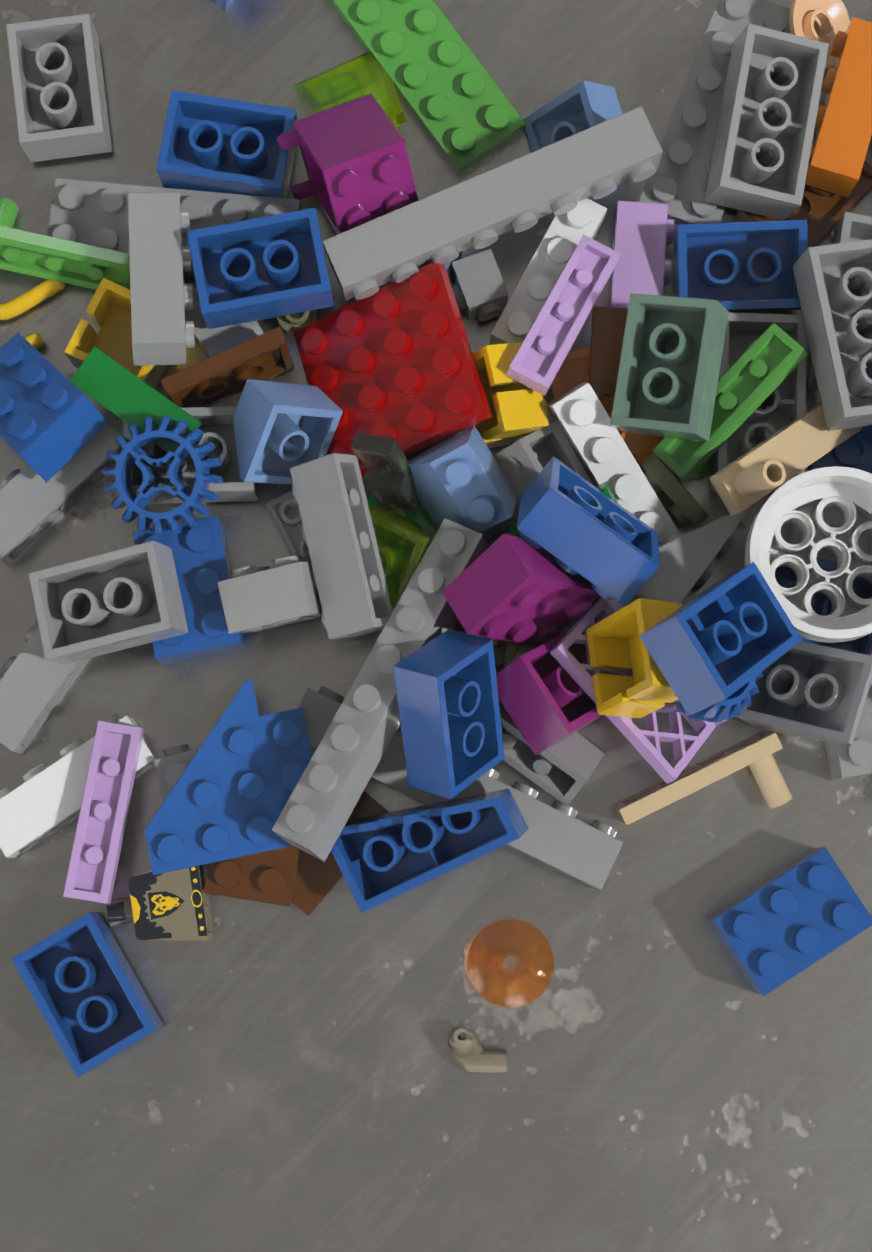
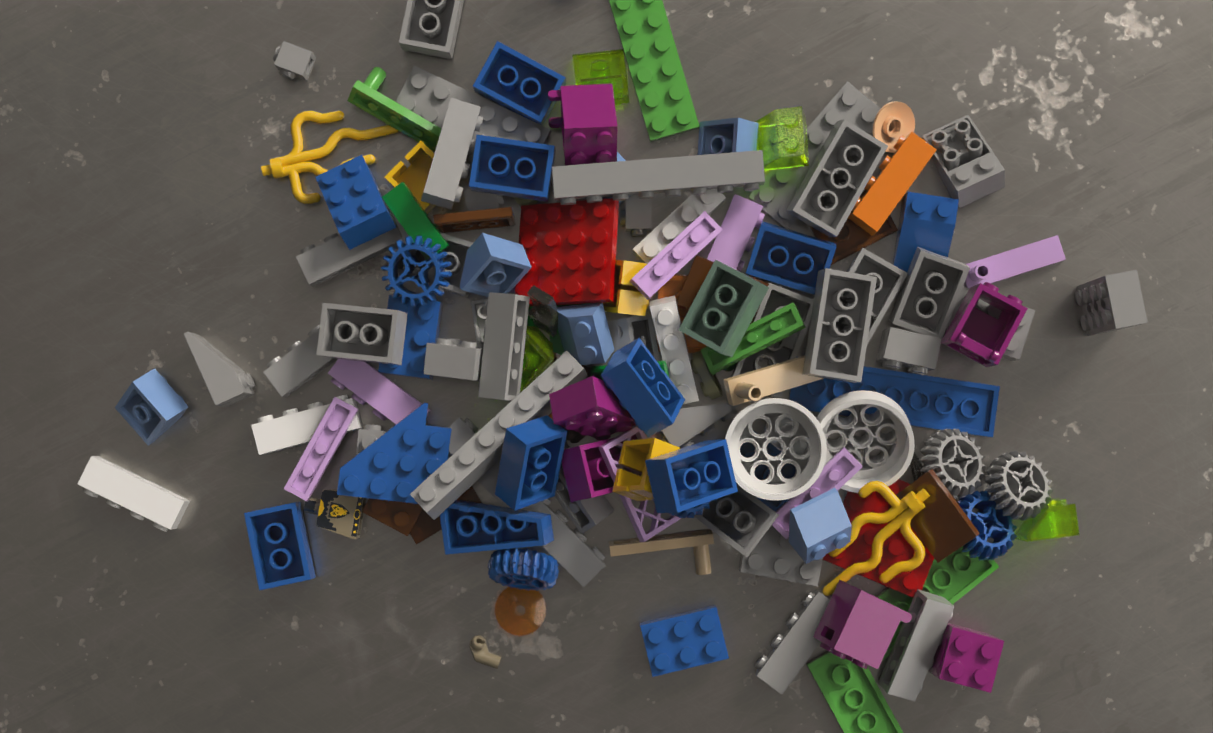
camera: 20 degrees right, 5 degrees up
(156, 690) = (374, 388): none -> lavender brick
(495, 893) = (523, 569): none -> blue gear
(666, 88) = (783, 138): none -> clear neon green slope

